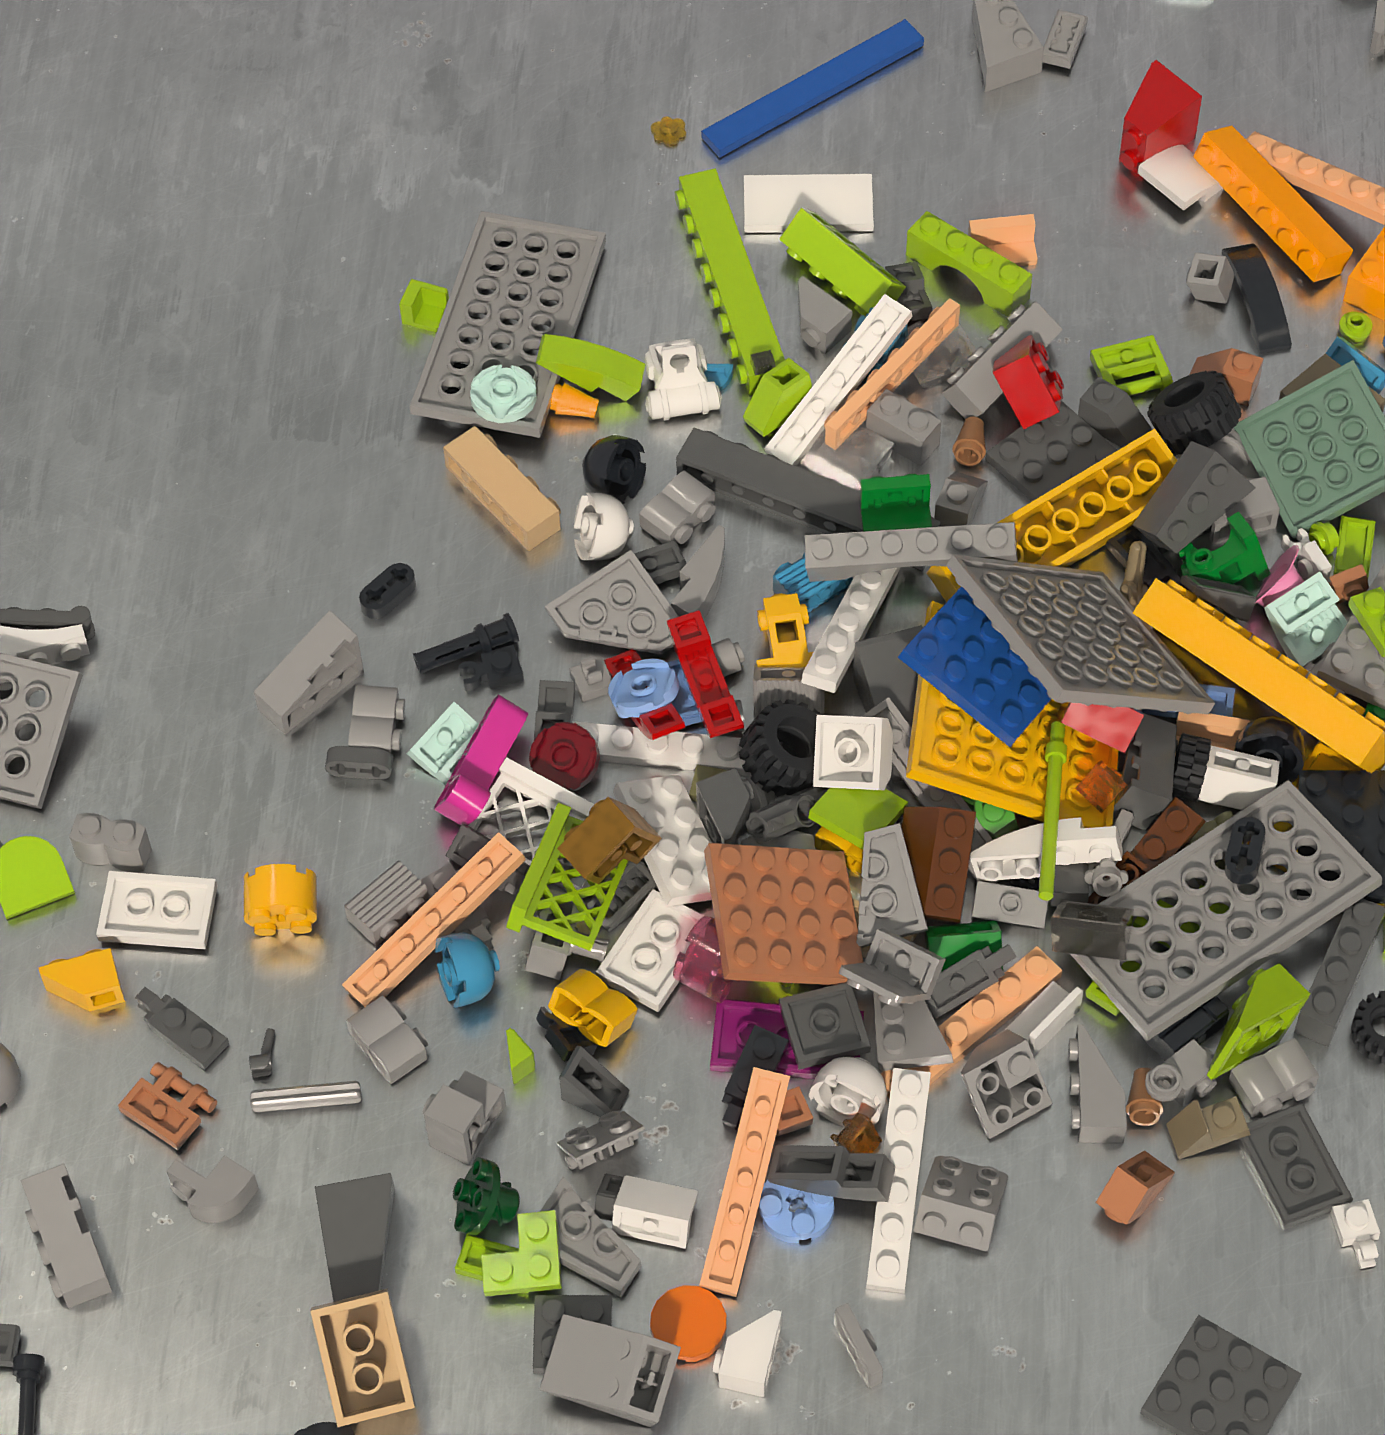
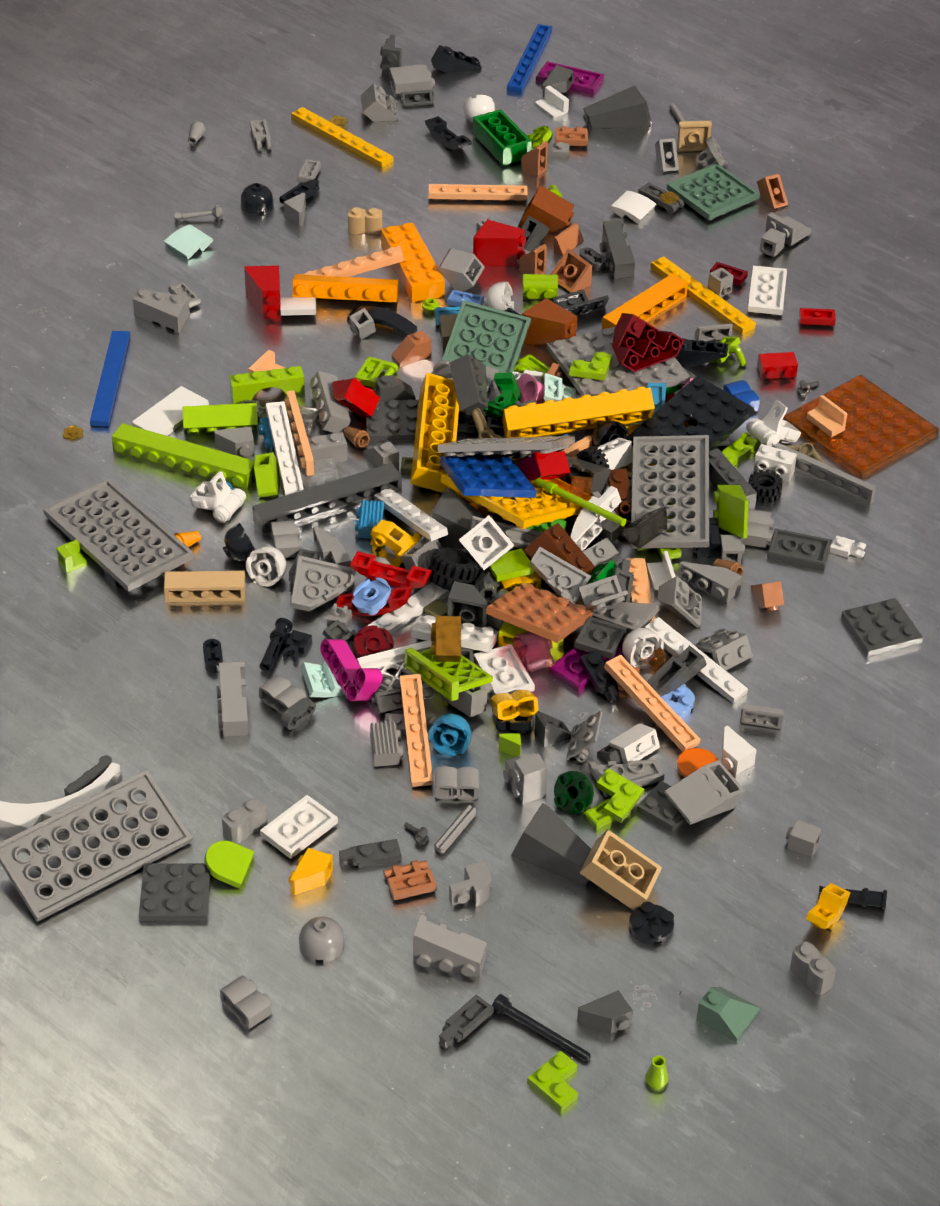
camera: 55 degrees left, 15 degrees down
(280, 899) = (346, 775): yellow brick -> none
(503, 393) = (160, 552): light aqua tile -> none
(591, 365) = (179, 518): lime slope -> none
(762, 362) = (246, 465): clear smoke piece -> none
(855, 553) = (382, 492): light grey arch -> none
(895, 502) = (376, 470): green bracket -> none
(1110, 885) = (624, 510): light grey plate -> none
(1168, 1073) = (733, 553): light grey plate -> none
(1194, 410) = (426, 357): black tyre -> none
(1207, 1127) = (760, 559): dark tan slope -> none
(1237, 848) = (652, 466): black beam -> none

